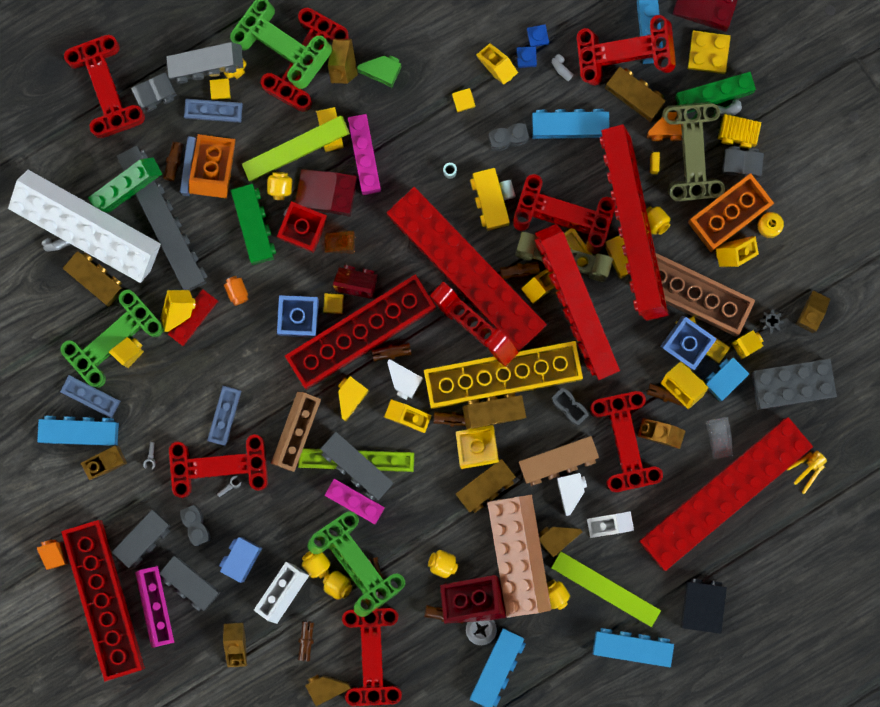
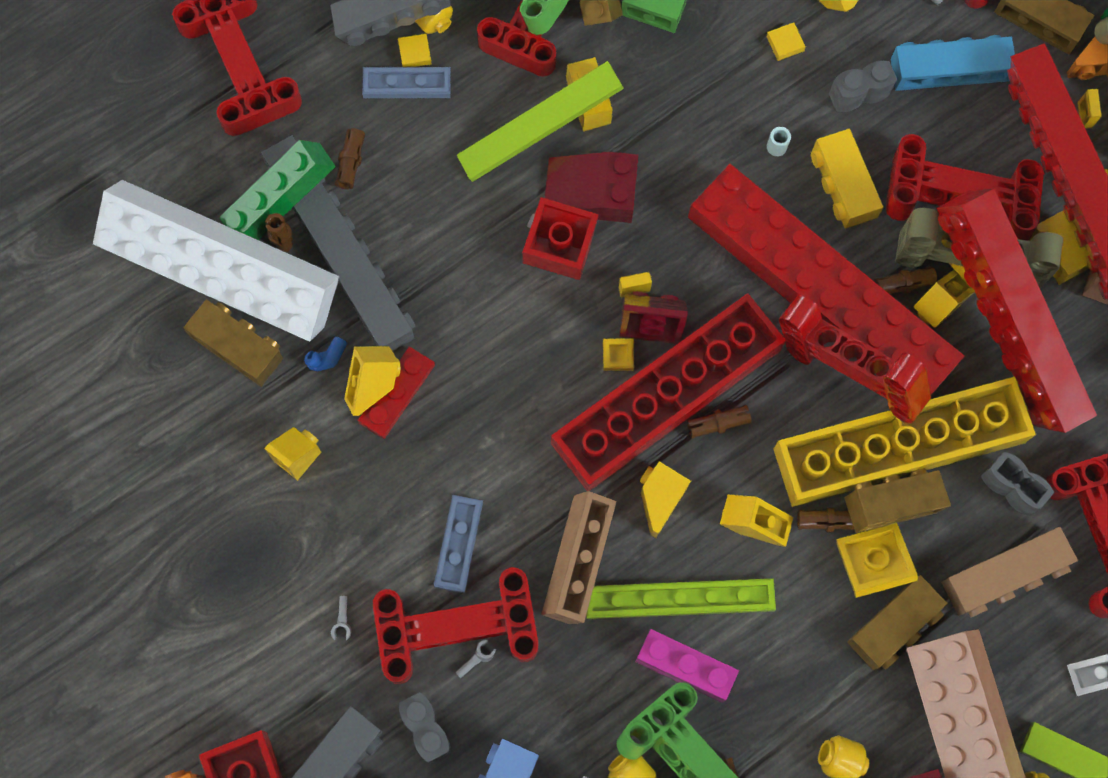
camera: 10 degrees left, 10 degrees down
(57, 245) = (176, 295): light grey arm -> none
(78, 432) = (219, 588): dark azure brick -> none
(90, 396) = (237, 530): sand blue tile -> none
(99, 349) = (247, 452): bright green beam -> none
(104, 462) = (265, 634): pearl gold slope -> none
(125, 212) = (276, 233): none -> reddish brown pin
(150, 293) = (326, 359): none -> blue arm
(154, 91) = (314, 59): dark grey brick -> none
(189, 154) = (374, 163): sand blue tile -> none
(211, 166) = (410, 162): orange slope -> none
(236, 290) = (463, 344): orange brick -> none
(252, 224) = (481, 241): green brick -> none
(279, 185) = (518, 181): yellow head -> none
(297, 316) = (565, 374): medium blue brick -> none
(340, 242) = (621, 258): clear orange slope -> none
(347, 260) = (638, 282): none -> yellow tile
(357, 466) = (685, 606): dark grey brick -> none
(364, 154) = (646, 127): dark pink brick -> none
(404, 380) = (743, 462): white slope -> none
(507, 189) = (872, 163): light aqua hinge -> none
(557, 538) = (1028, 701): pearl gold slope -> none
(571, 491) = (1037, 622): white slope -> none

